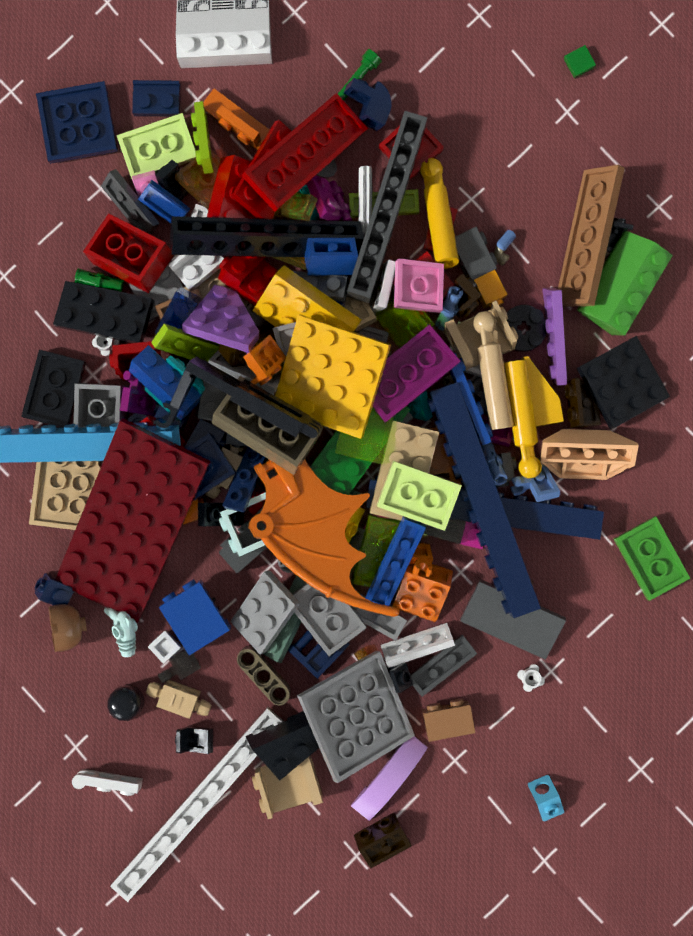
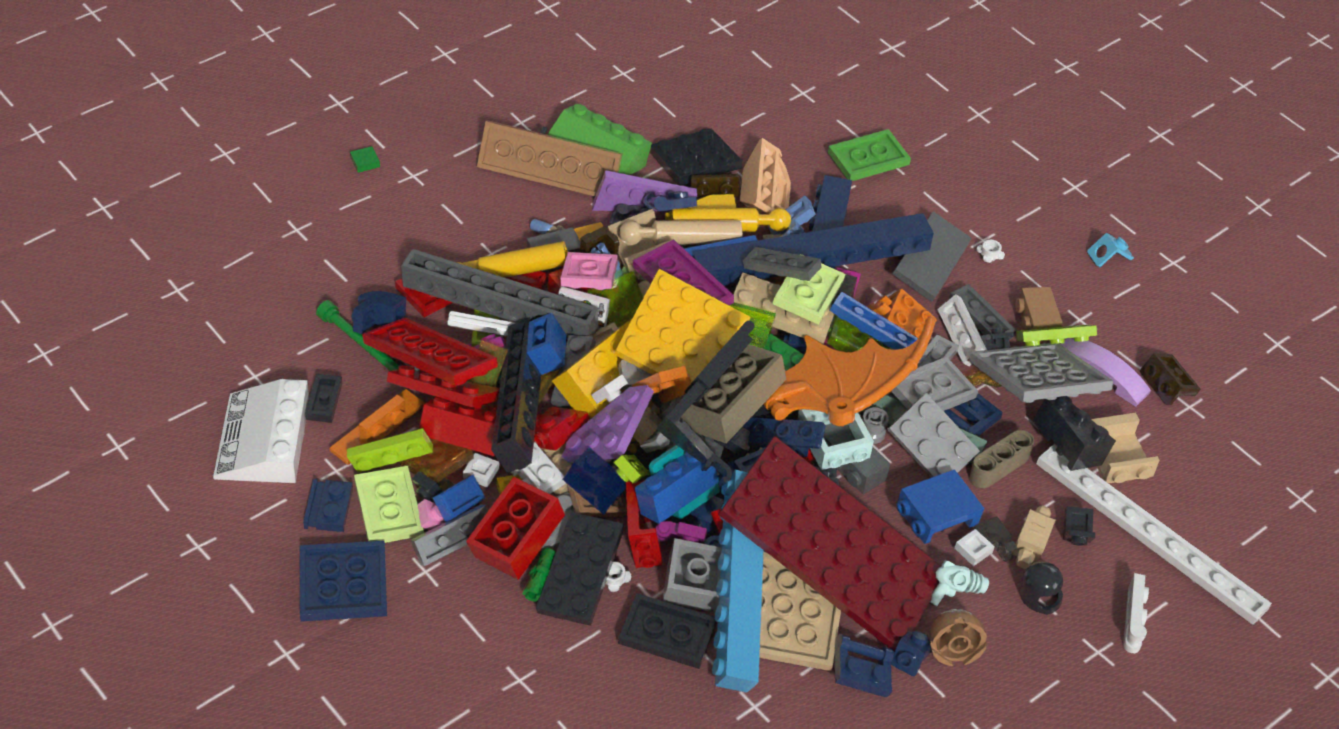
camera: 90 degrees left, 40 degrees down
(24, 552) = (861, 673): none -> dark blue plate
(263, 315) = (610, 390): none -> white plate
(268, 74) = (323, 398): none -> black plate
(415, 735) = (1056, 334): none -> lime plate
(436, 467) = (782, 263): none -> dark grey plate
(532, 365) = (674, 200): none -> dark blue plate

